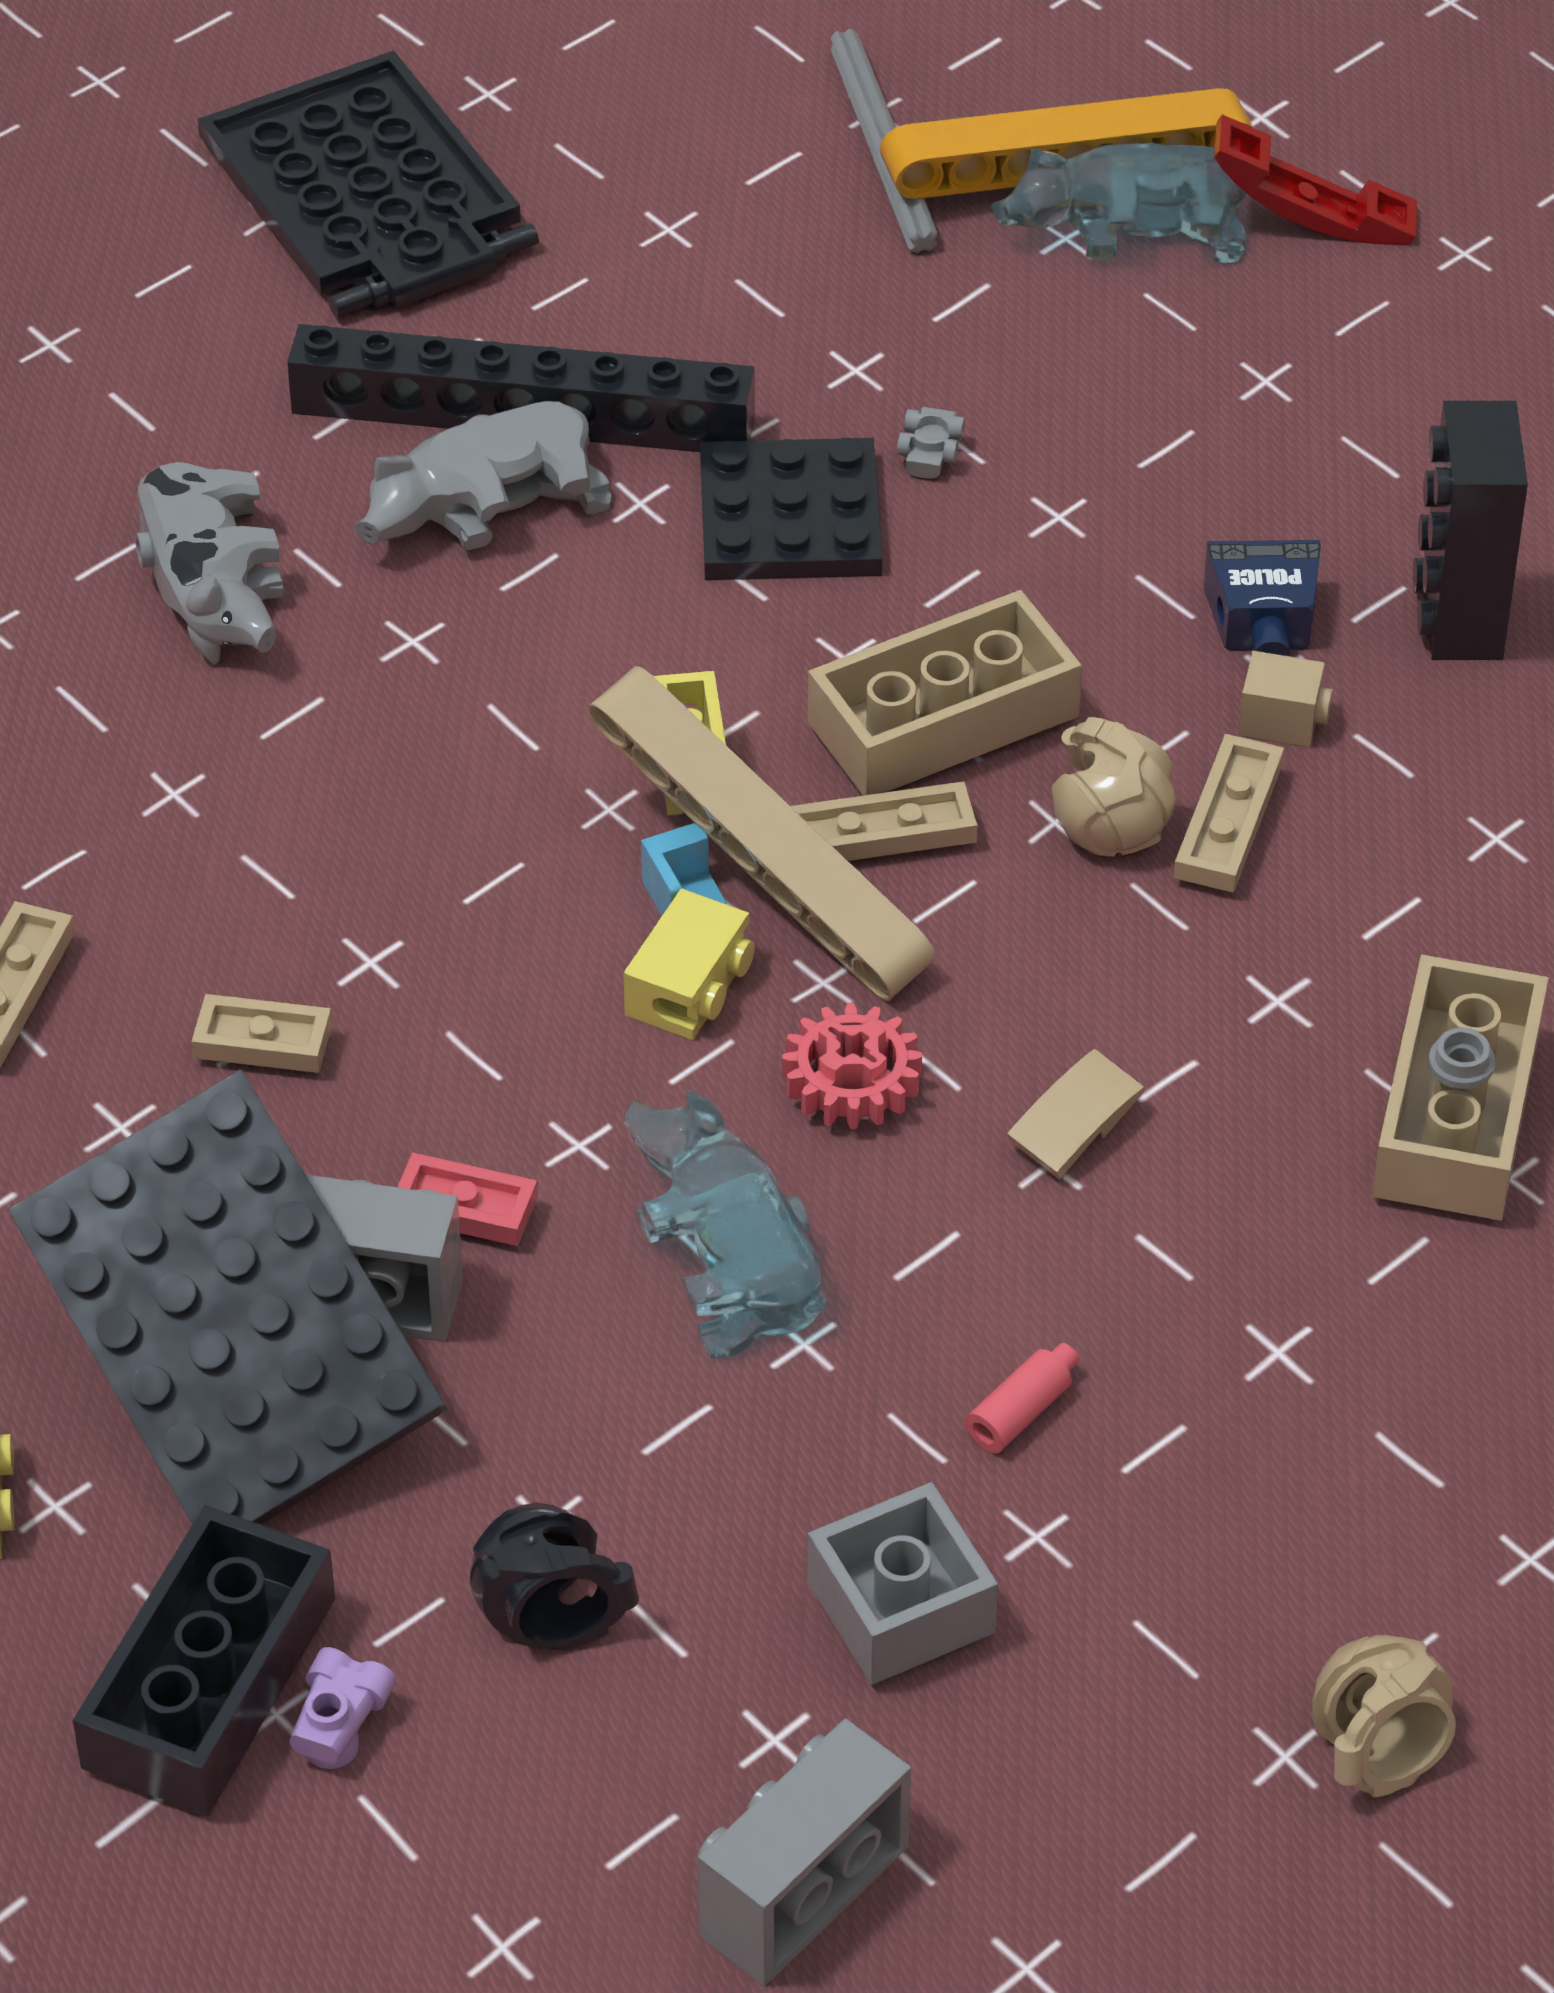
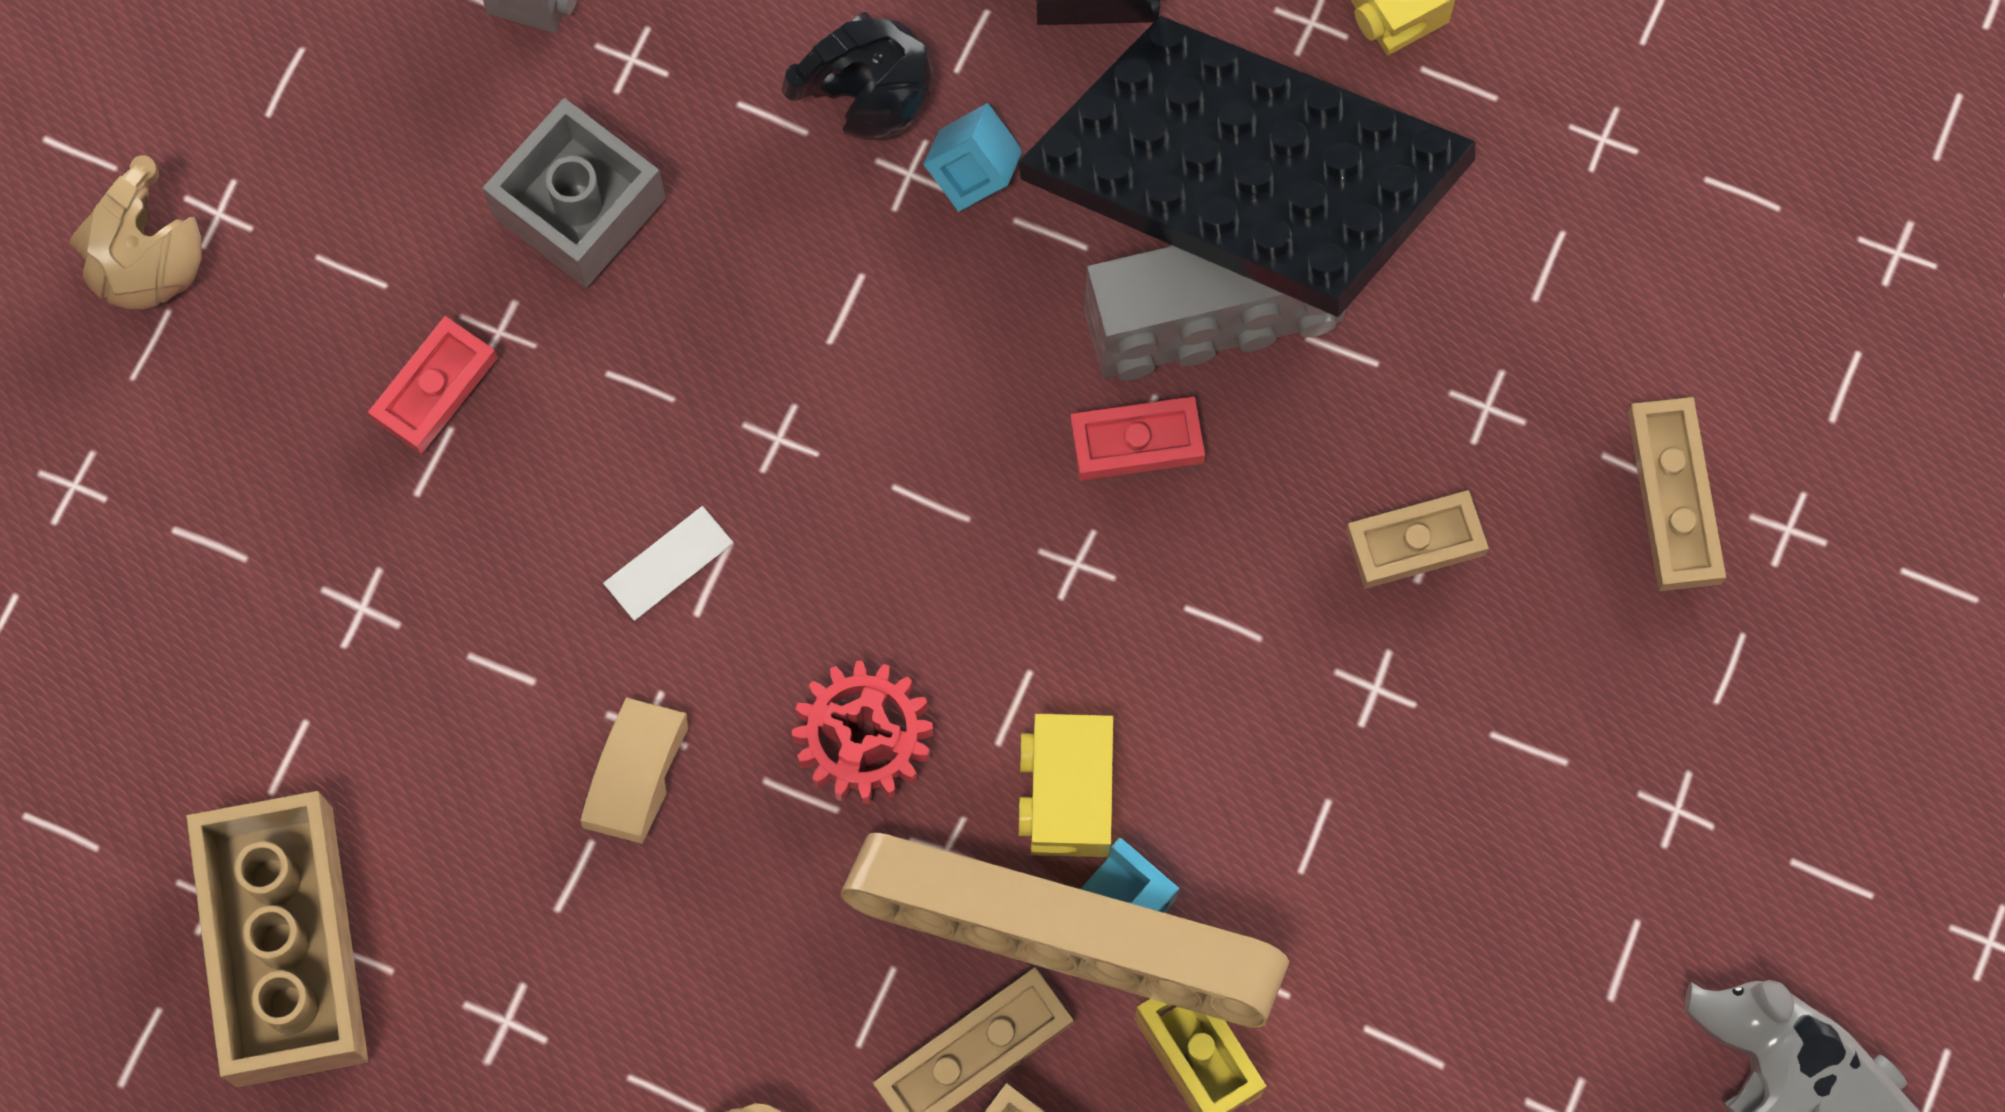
camera: 155 degrees right, 25 degrees up
(475, 1484) = (973, 157): none -> medium azure panel
(744, 1228) = (883, 503): clear light blue animal -> none
(963, 1281) = (668, 563): none -> white sticker
(1021, 1397) = (559, 444): coral cylinder -> none
(1125, 1490) = (433, 385): none -> coral plate
(1461, 1059) = (248, 900): light grey plate -> none

